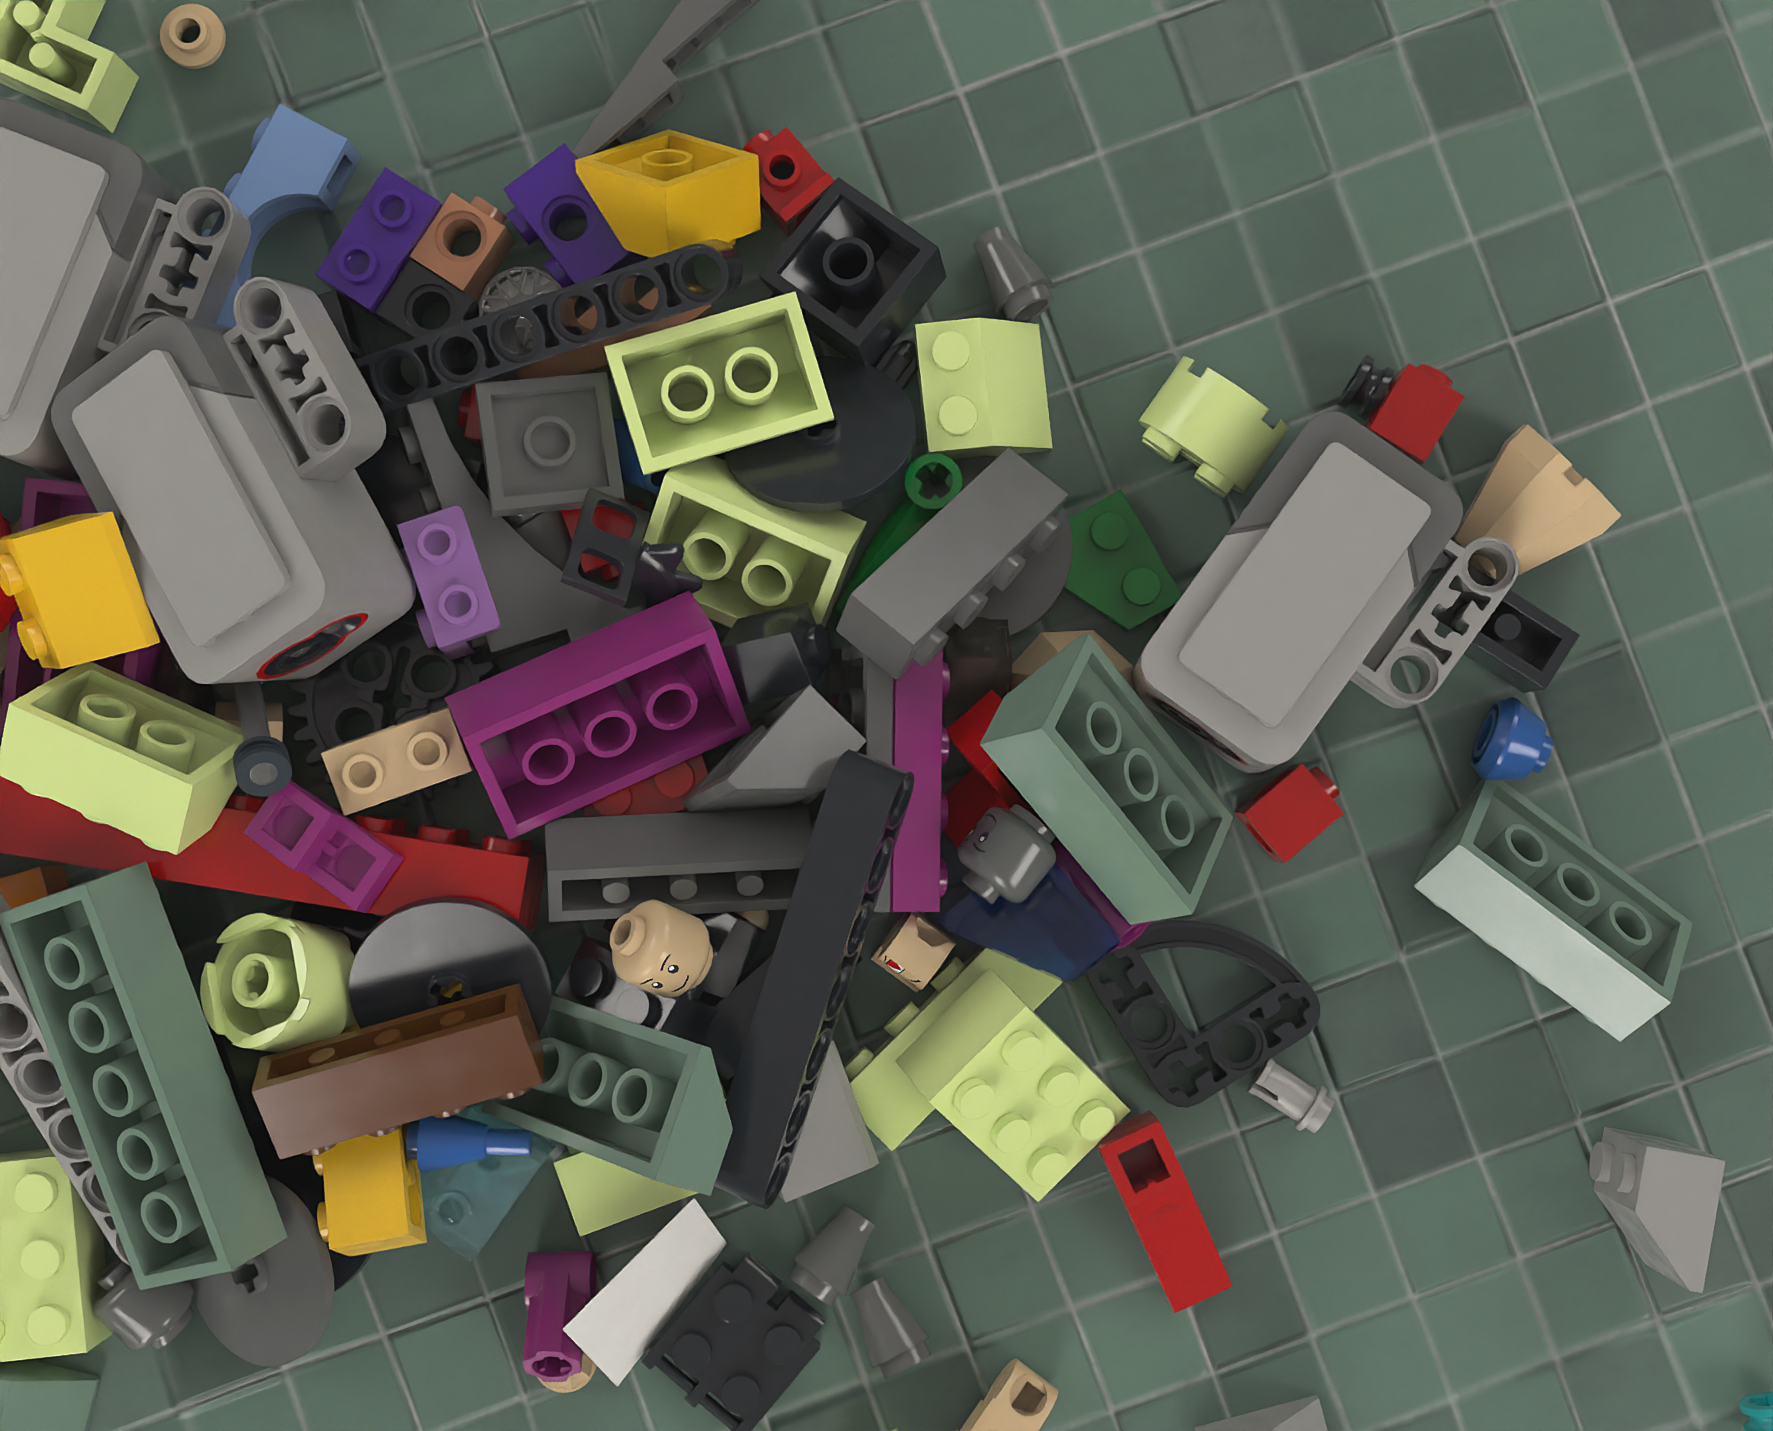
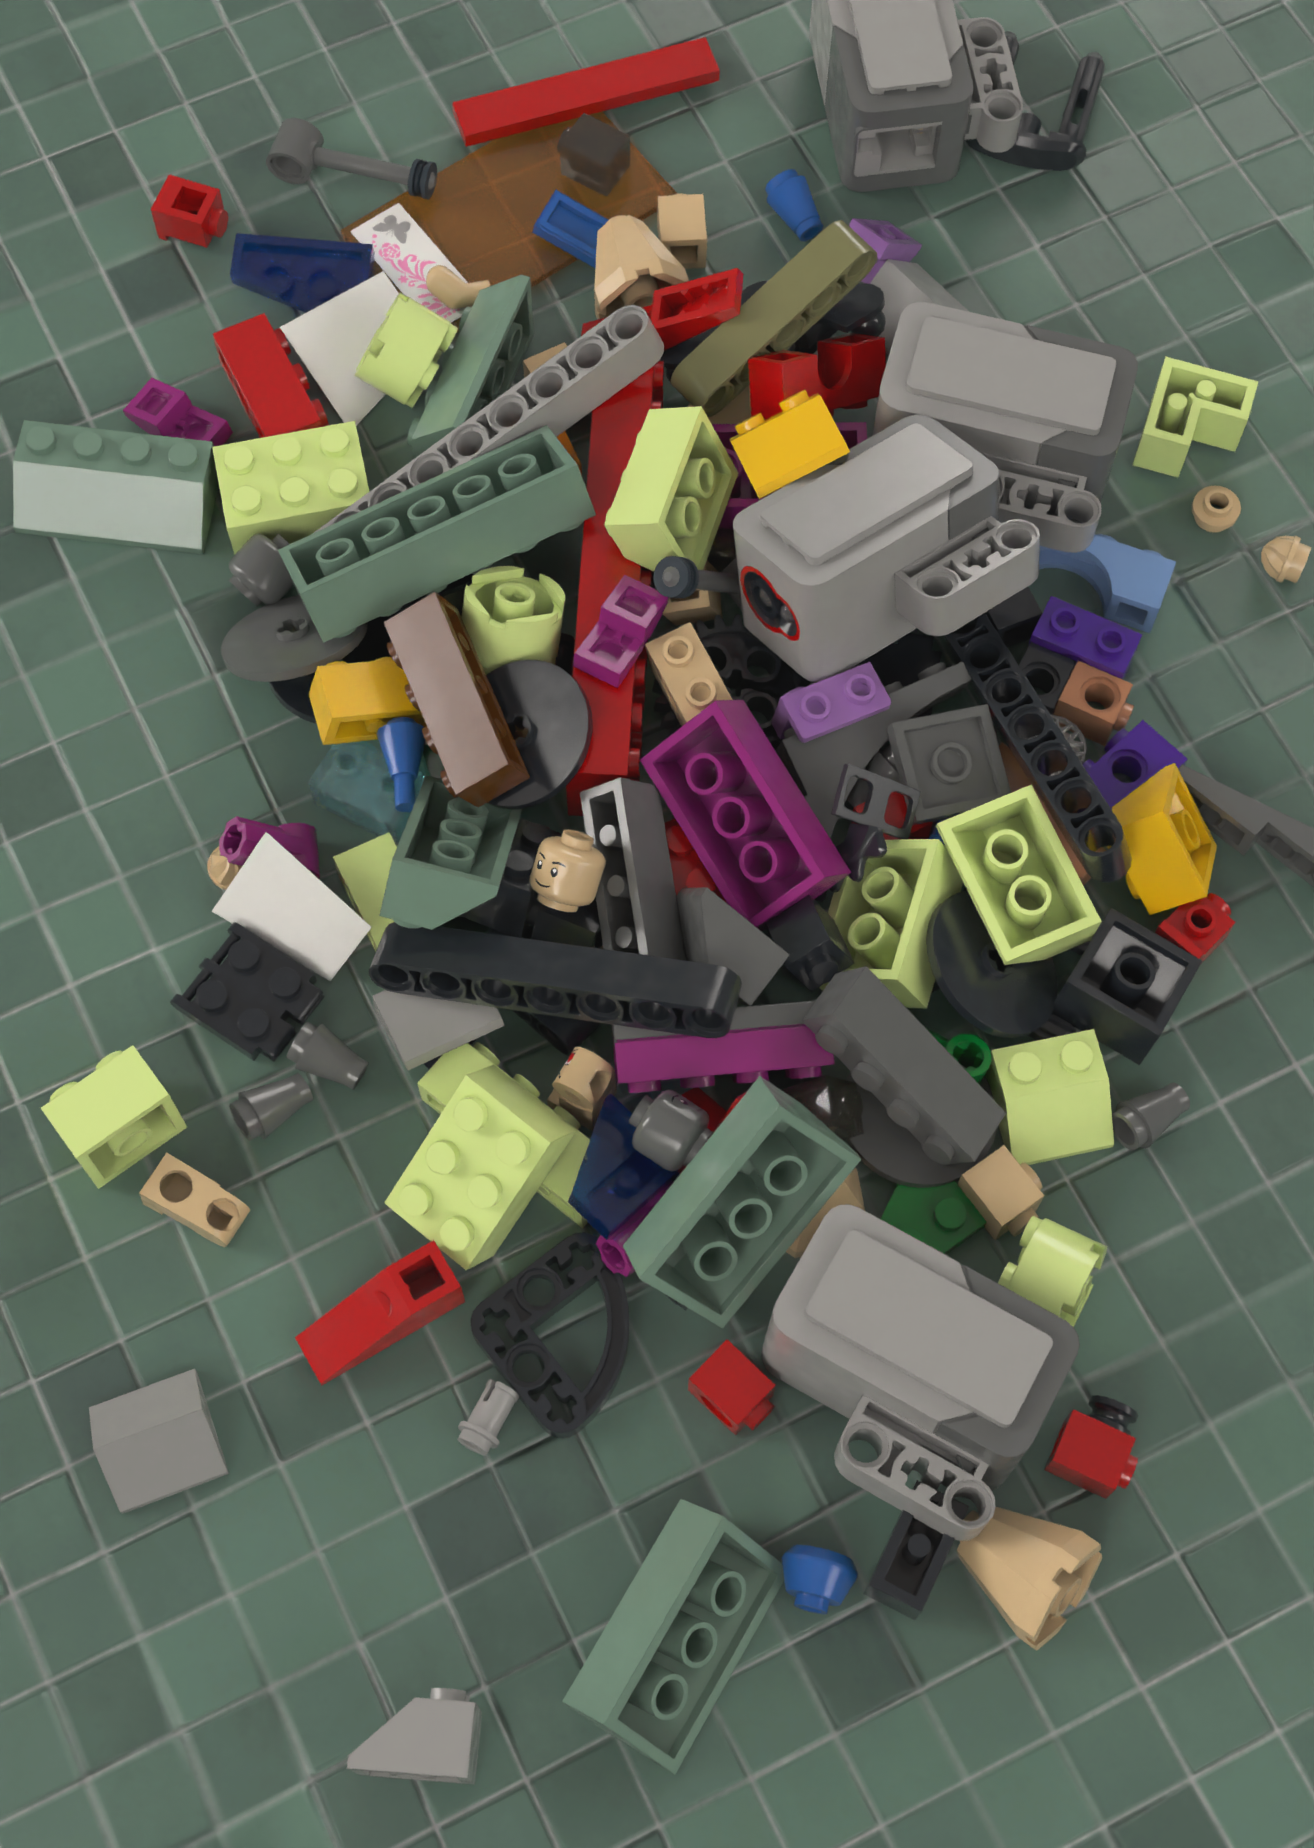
camera: 90 degrees right, 20 degrees down
(1093, 463) = (1003, 1192): none -> tan brick

